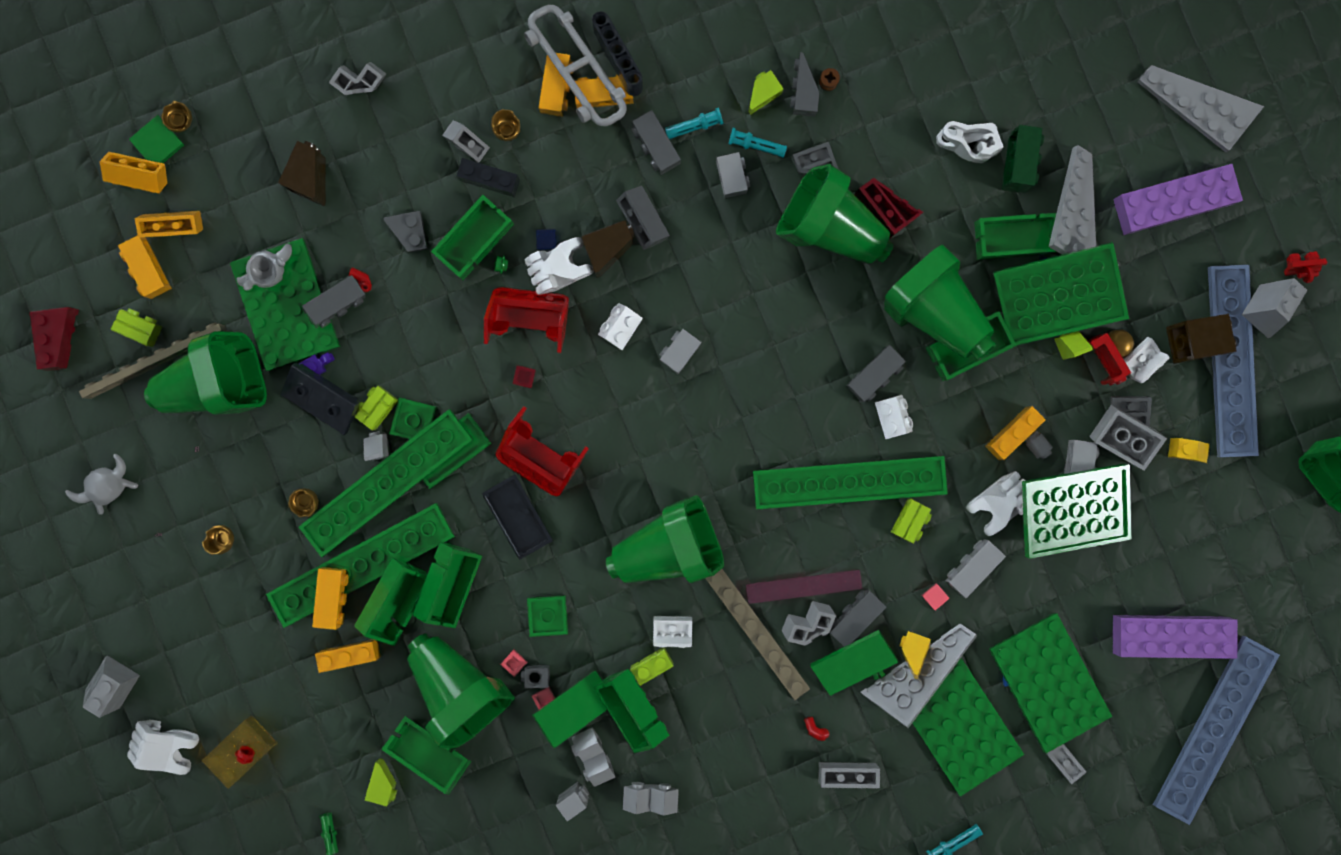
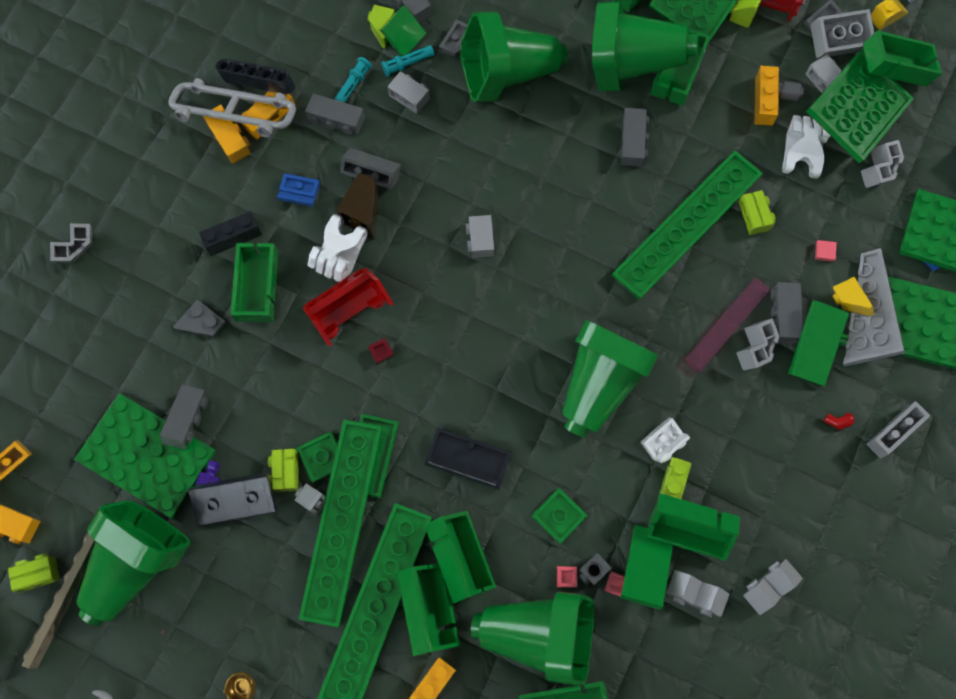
camera: 30 degrees left, 15 degrees down
(265, 268) = (106, 435): light grey piece -> none
(303, 502) = (286, 595): pearl gold hair -> none
(306, 173) = (83, 342): dark brown slope -> none
(330, 598) = (374, 652): light orange brick -> none
(362, 279) = (193, 383): red arm -> none
(465, 141) = (190, 222): light grey slope -> none
(500, 264) = (292, 286): green plate -> none
(505, 125) = (213, 188): pearl gold hair -> none
(536, 460) = (444, 405): red windscreen -> none
(546, 239) = (311, 240): clear blue tile -> none
(572, 184) = (298, 190): none -> blue plate
(572, 801) = (716, 642): light grey brick -> none
(620, 326) = (420, 256): white bracket -> none
(758, 634) = (727, 388): dark tan plate -> none
(774, 115) = (403, 31): none -> green tile
(886, 206) = (543, 22): dark red wedge -> none
(894, 416) = (674, 155): white bracket -> none
(974, 568) = (832, 206): light grey brick -> none
(1055, 570) = (886, 161): none -> light grey brick
(1149, 502) = (902, 58): none -> green piece

